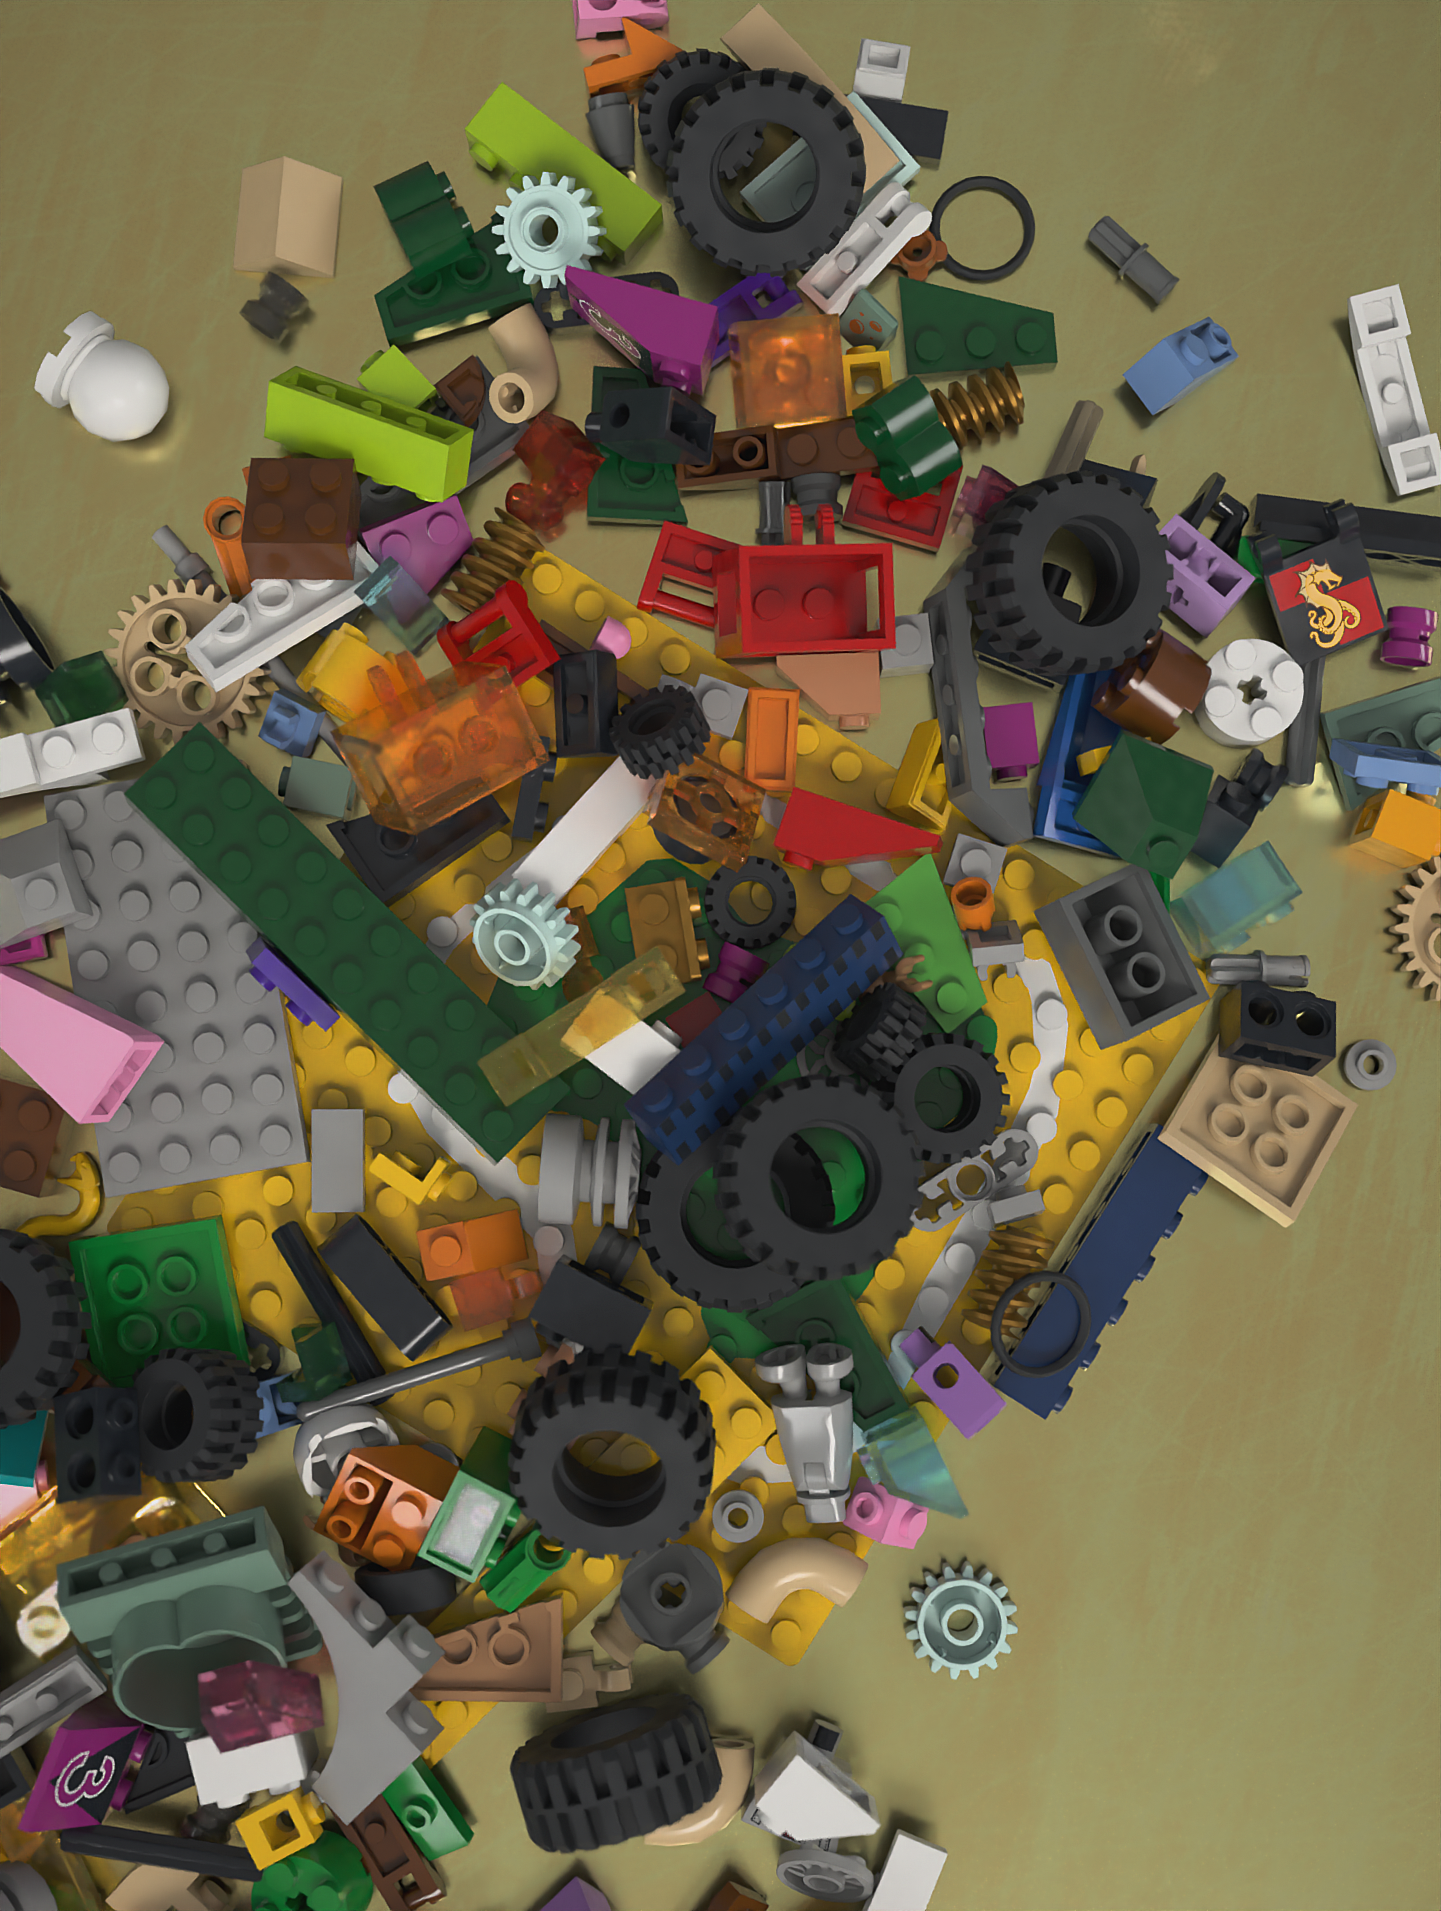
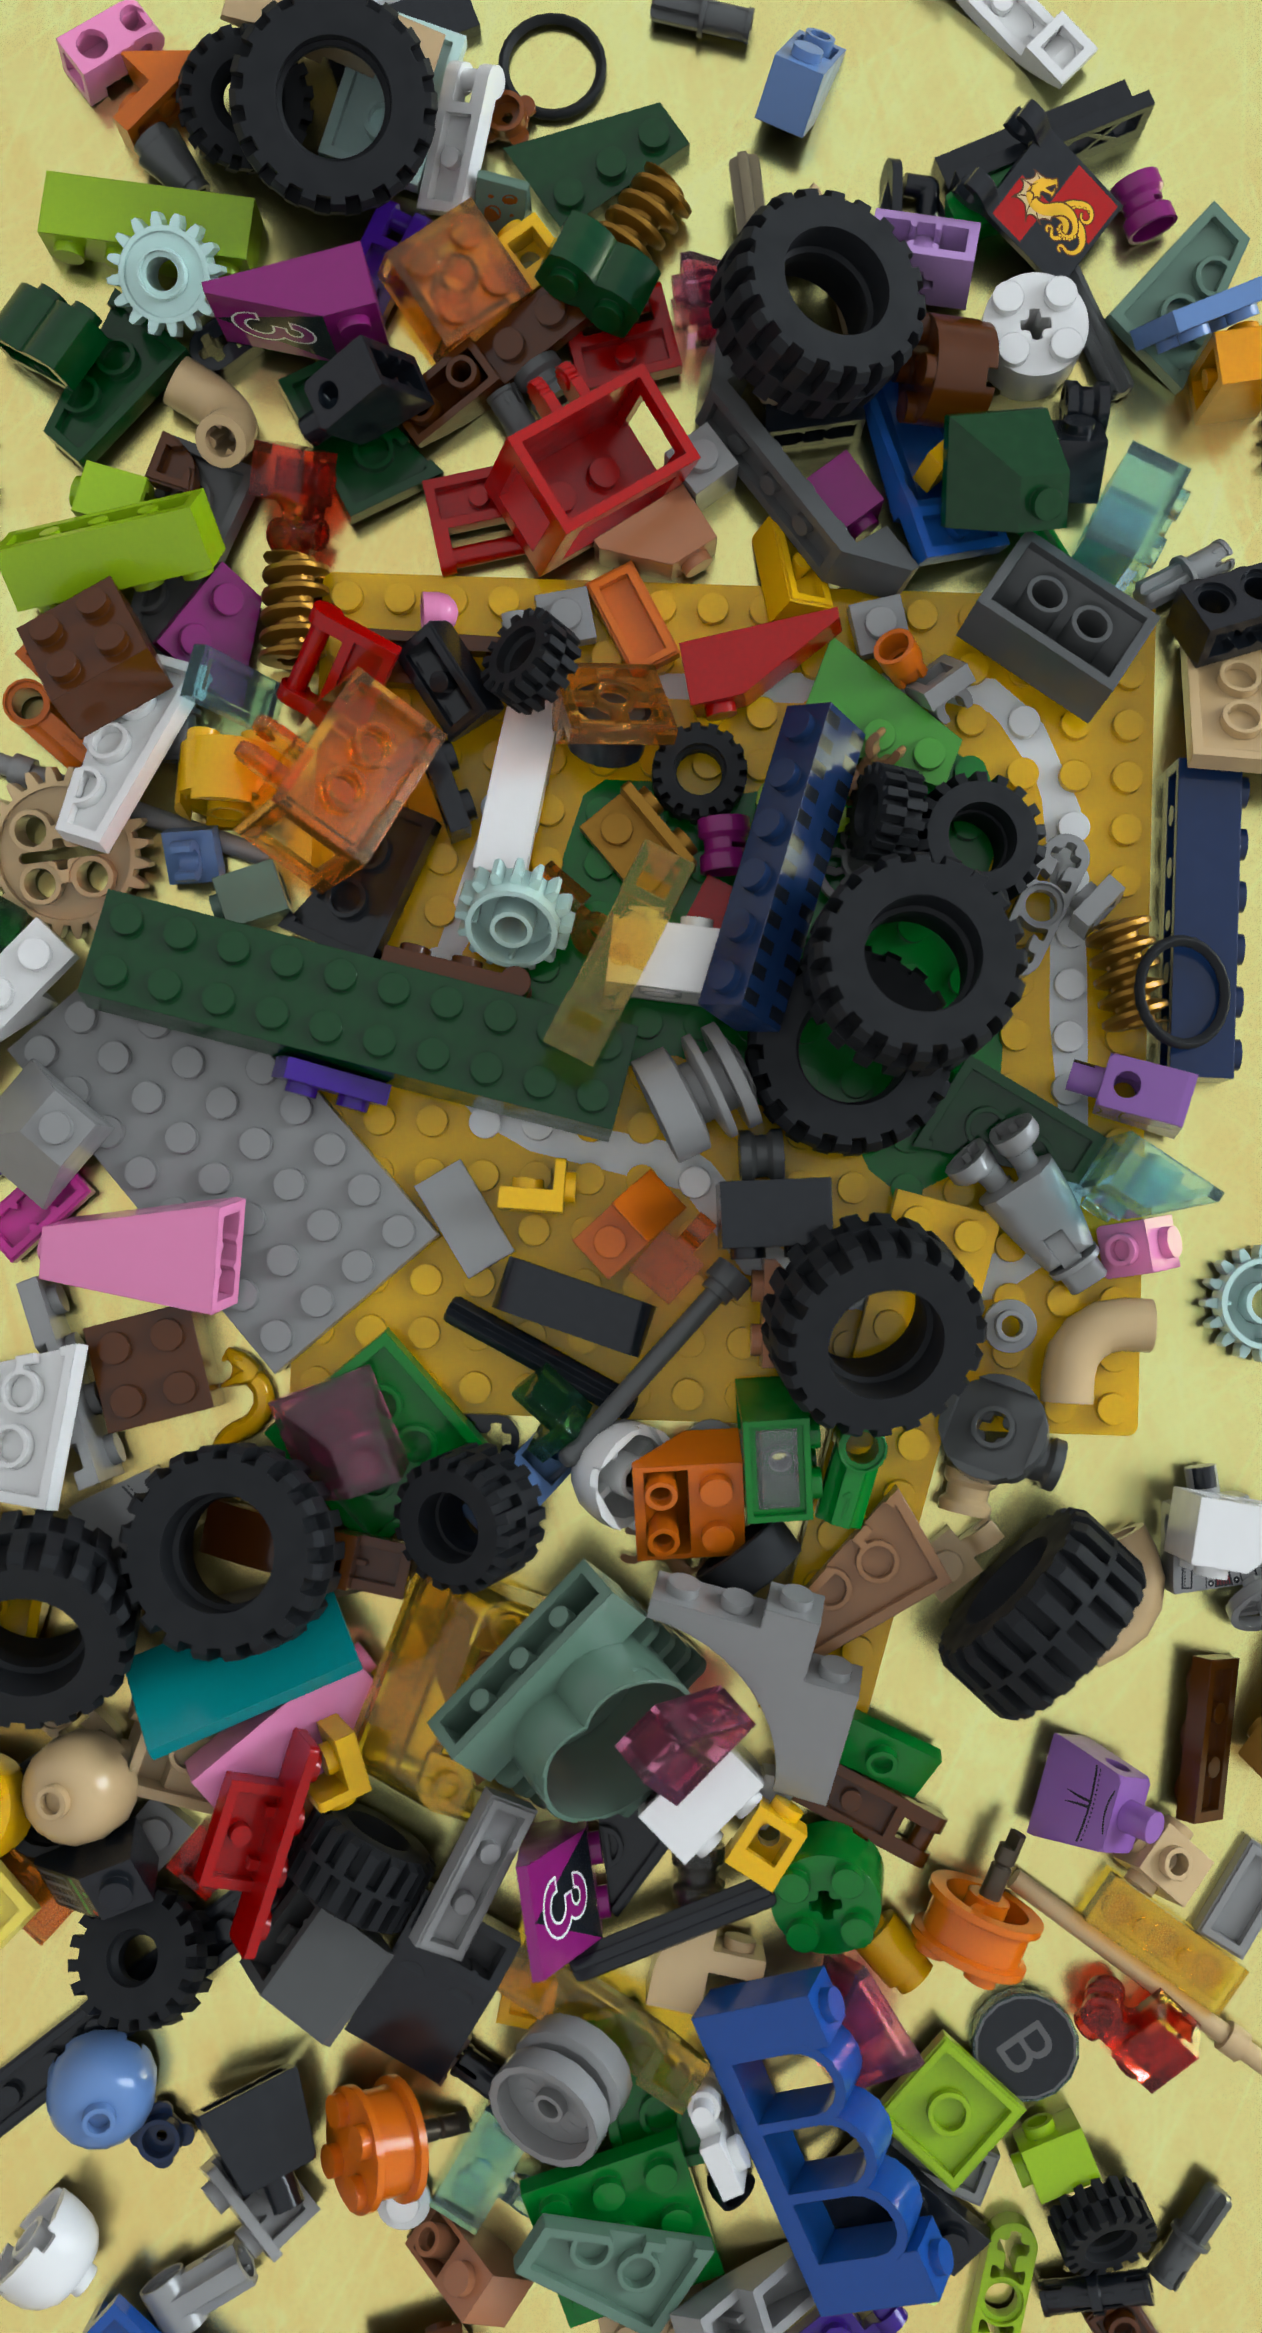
camera: 30 degrees left, 0 degrees up
(97, 1446) = (400, 1594): black brick -> none
(131, 1283) = (342, 1434): none -> clear pink slope
(453, 954) = (464, 968): none -> reddish brown plate

